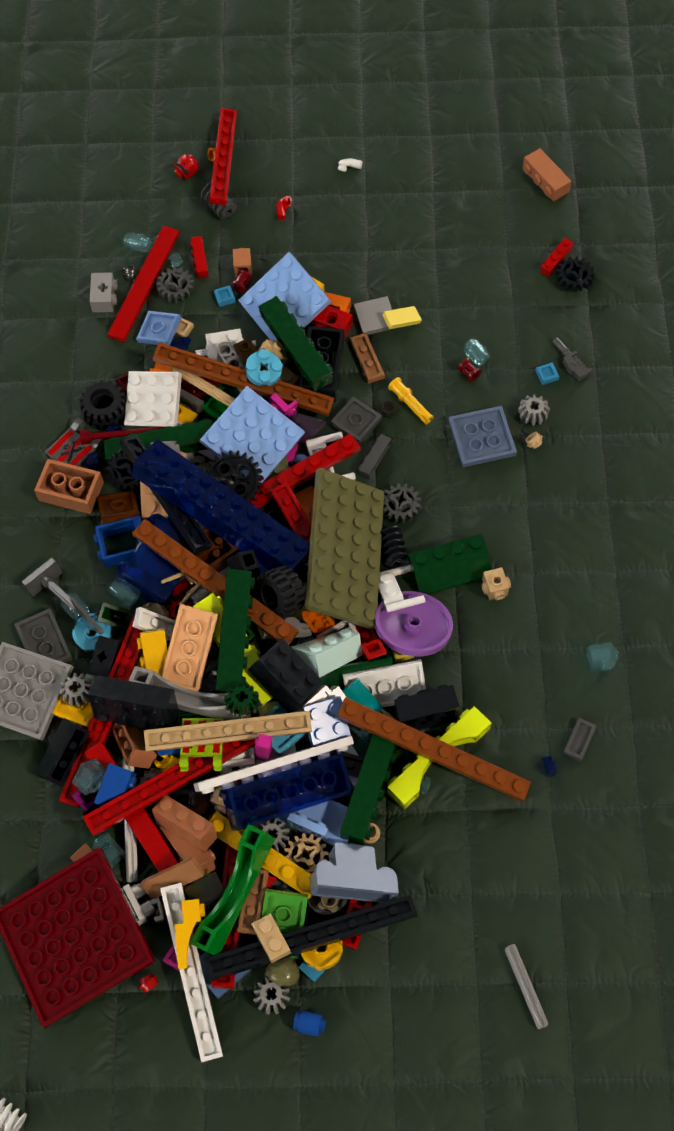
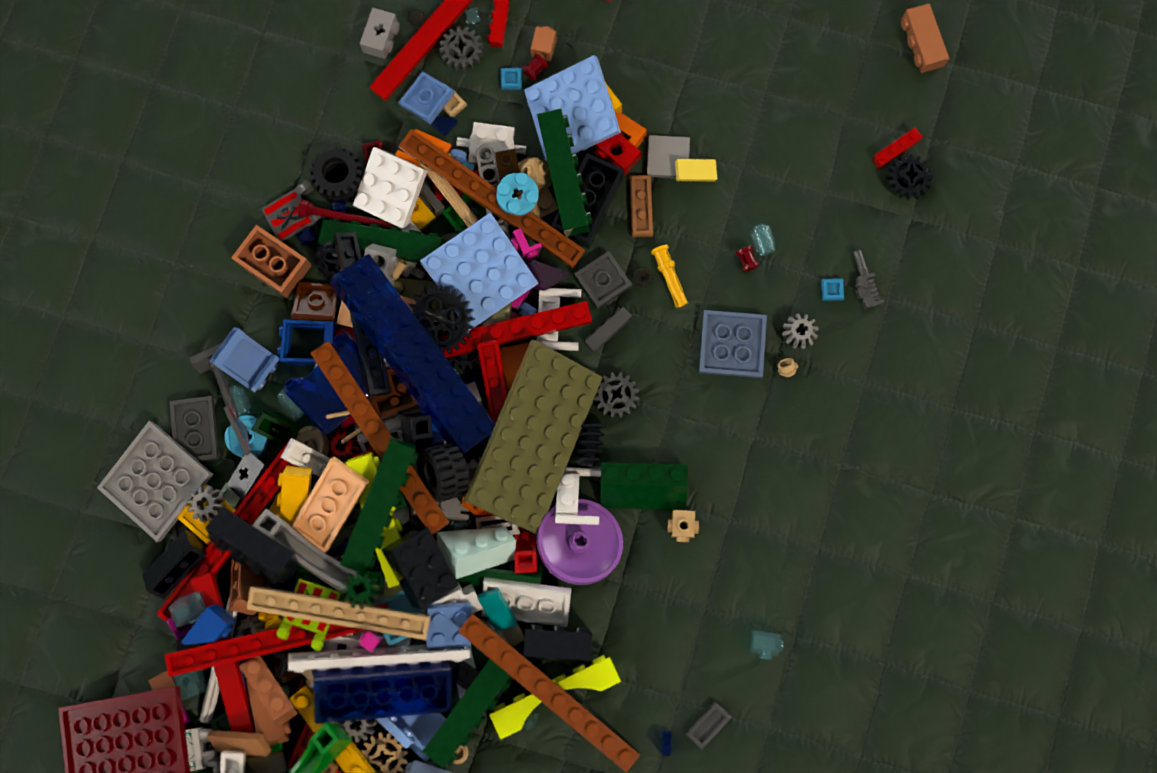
camera: 20 degrees right, 15 degrees up
(71, 569) = (245, 360): none -> medium blue panel

